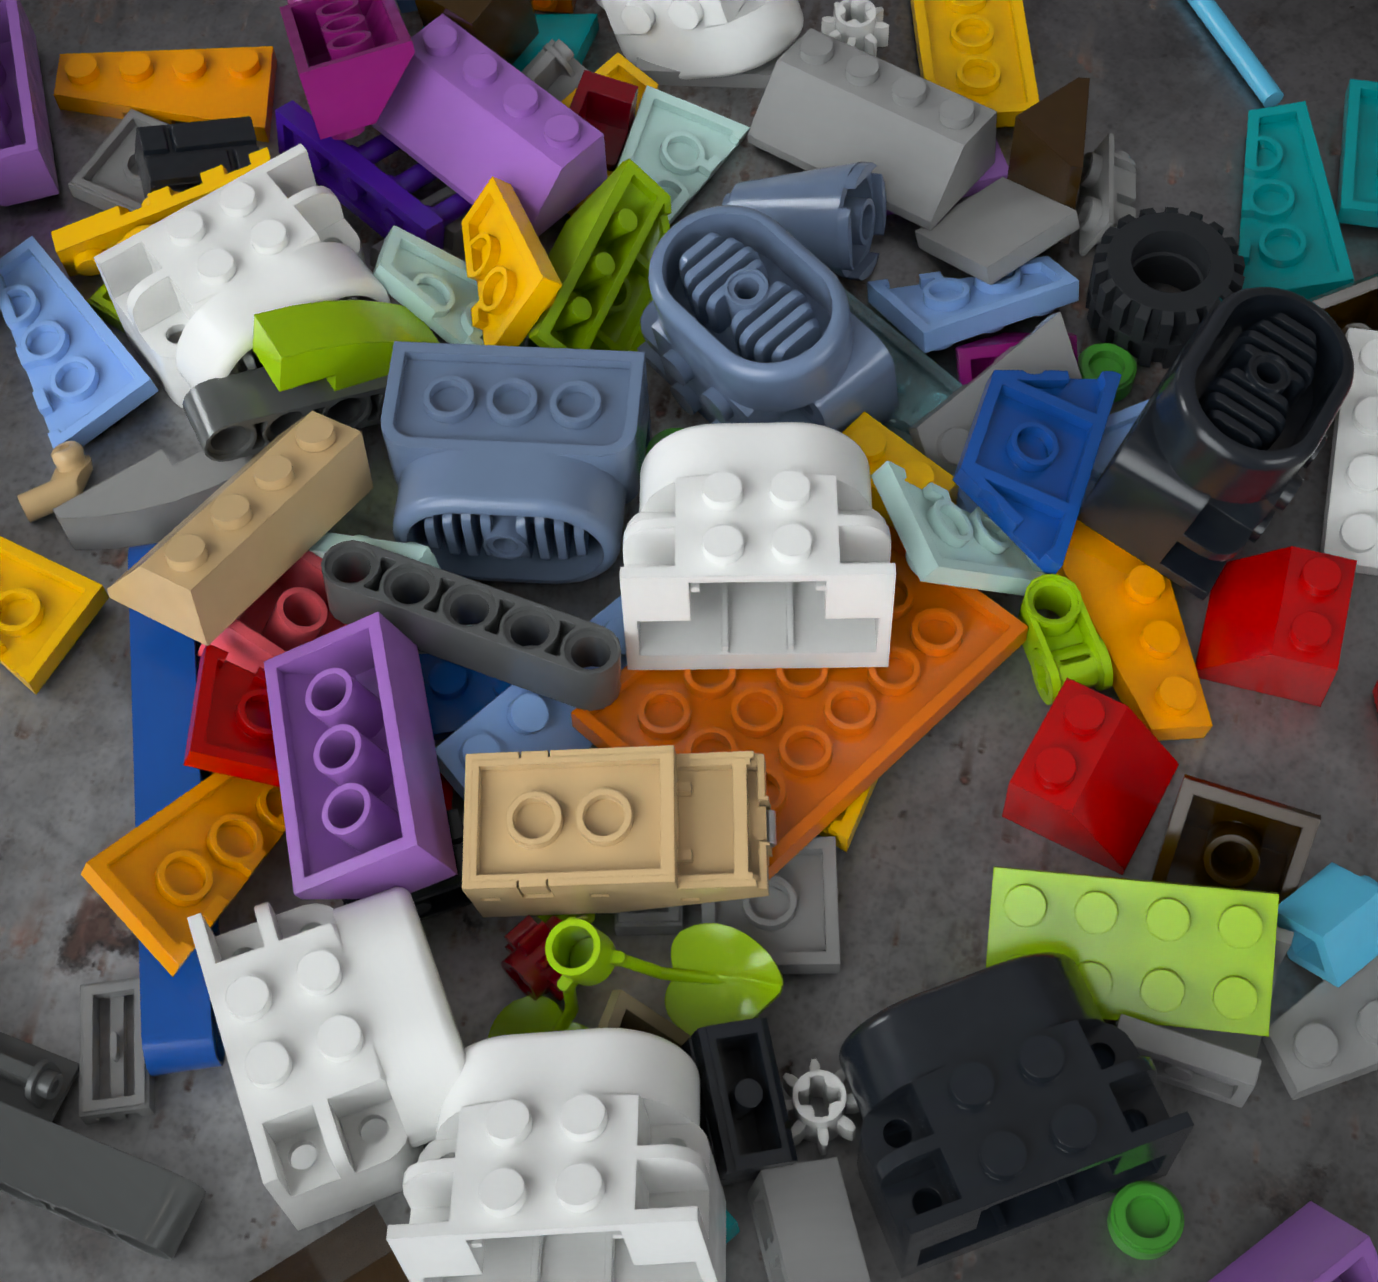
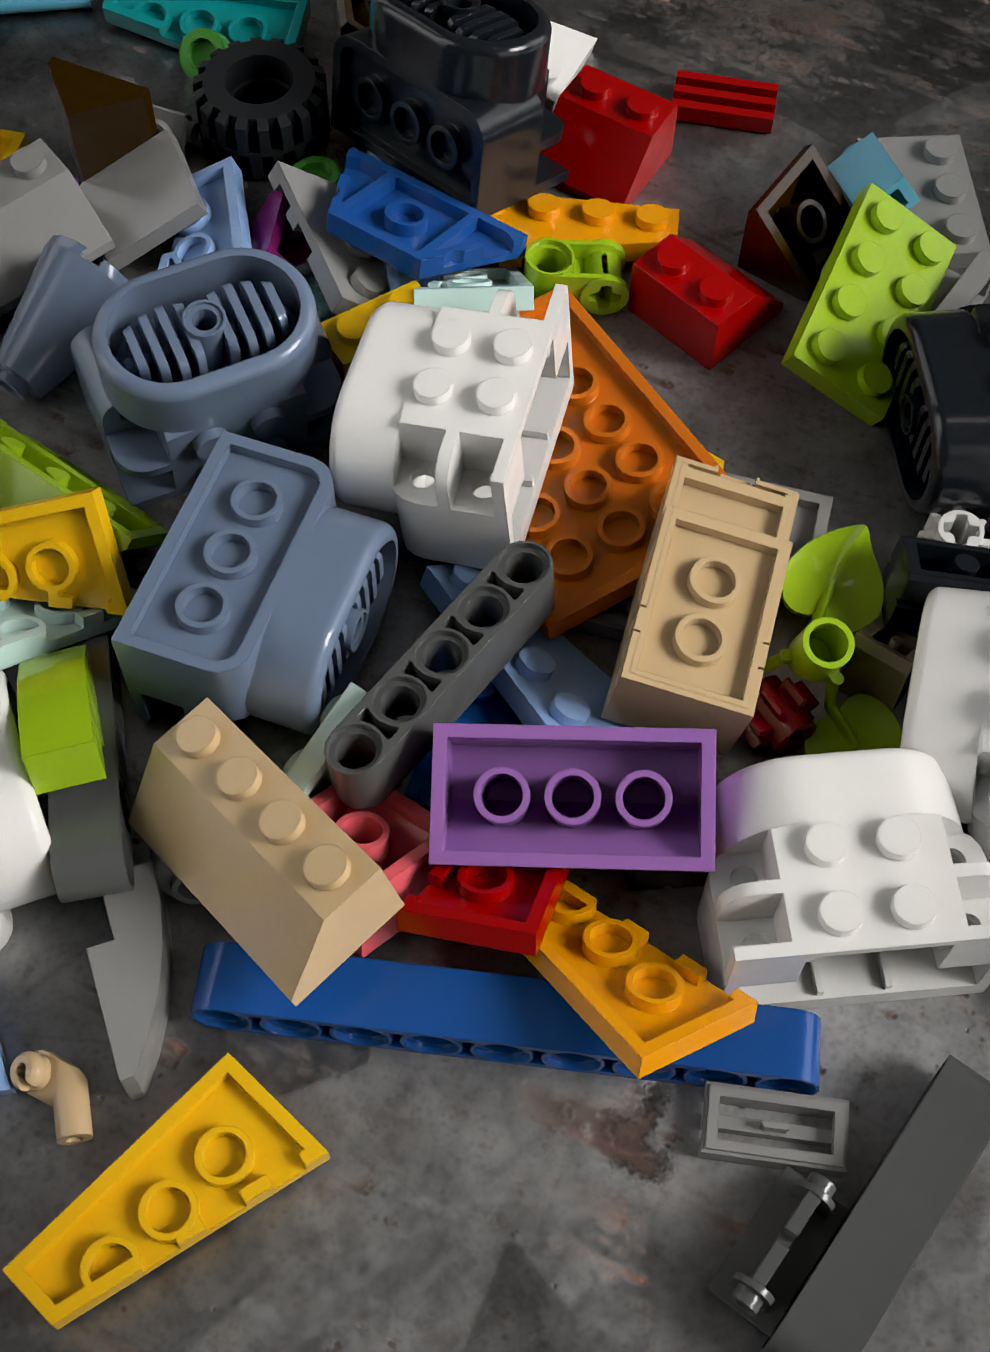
camera: 80 degrees left, 0 degrees up
(1232, 212) = (197, 47): none -> bright green tile

